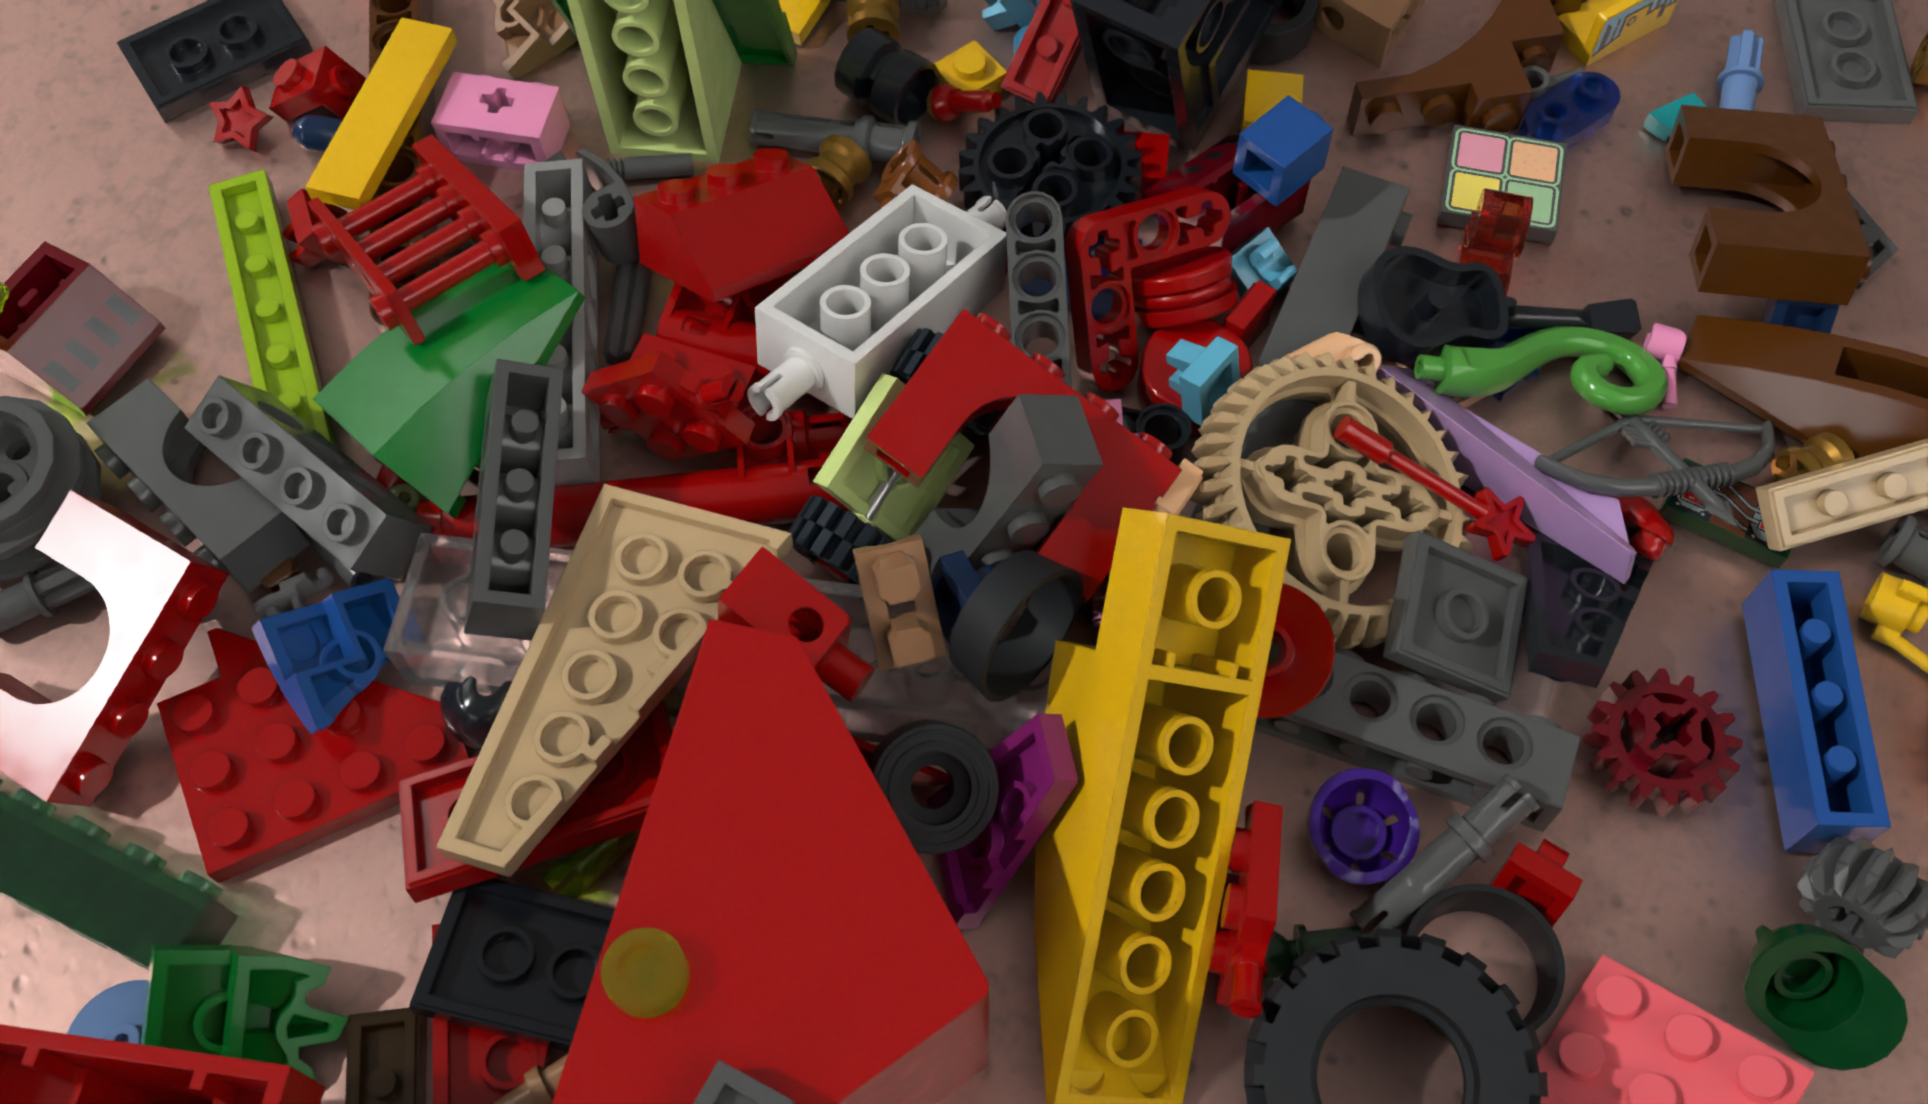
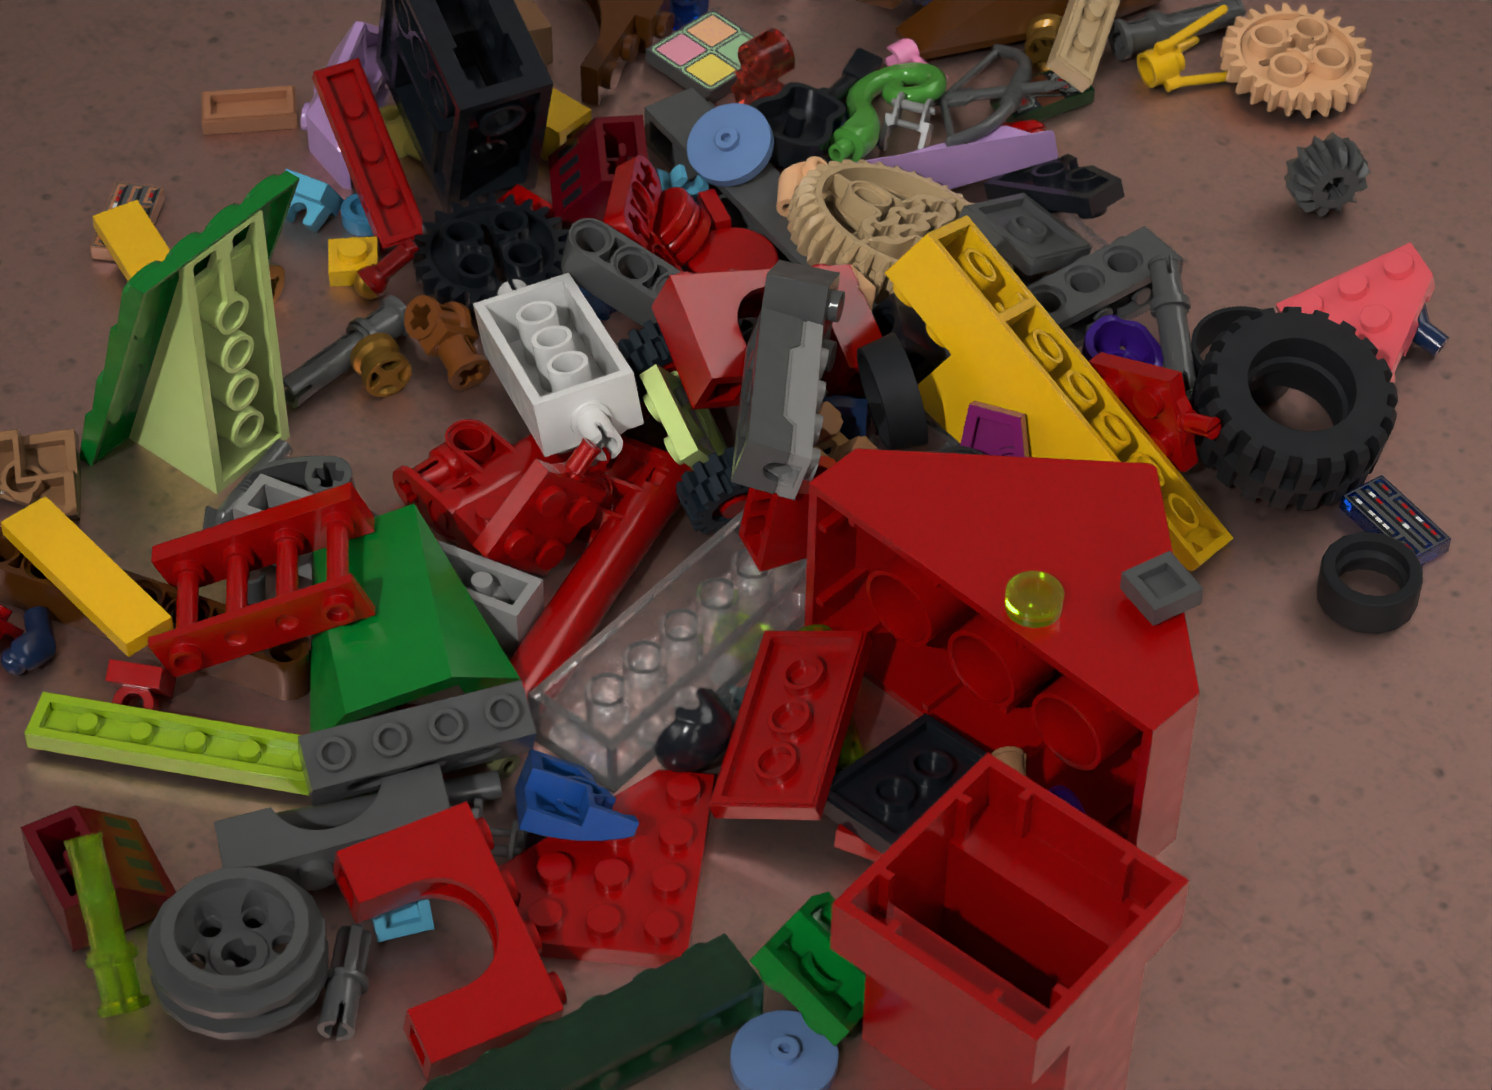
camera: 60 degrees left, 15 degrees down
(500, 121) = (140, 518): bright pink brick -> none
(514, 501) = (572, 604): dark grey brick -> none
(598, 665) = (727, 612): tan wing -> none
(737, 224) = (409, 418): red slope -> none
(843, 519) = (780, 405): none -> piece
(885, 76) = (324, 295): black wheel -> none
(1202, 374) = (756, 245): medium azure tile -> none
(1282, 150) = (628, 112): blue brick -> none
(1333, 265) = (730, 144): none -> medium blue piece
(1494, 518) = (967, 180): red piece -> none
(1539, 878) = (1212, 295): red tile -> none
(1560, 426) = (893, 120): none -> light grey piece
(1685, 769) = (1170, 204): dark red gear -> none
(1813, 711) = (1201, 129): blue brick -> none
(1823, 997) = (1364, 224): dark green piece -> none

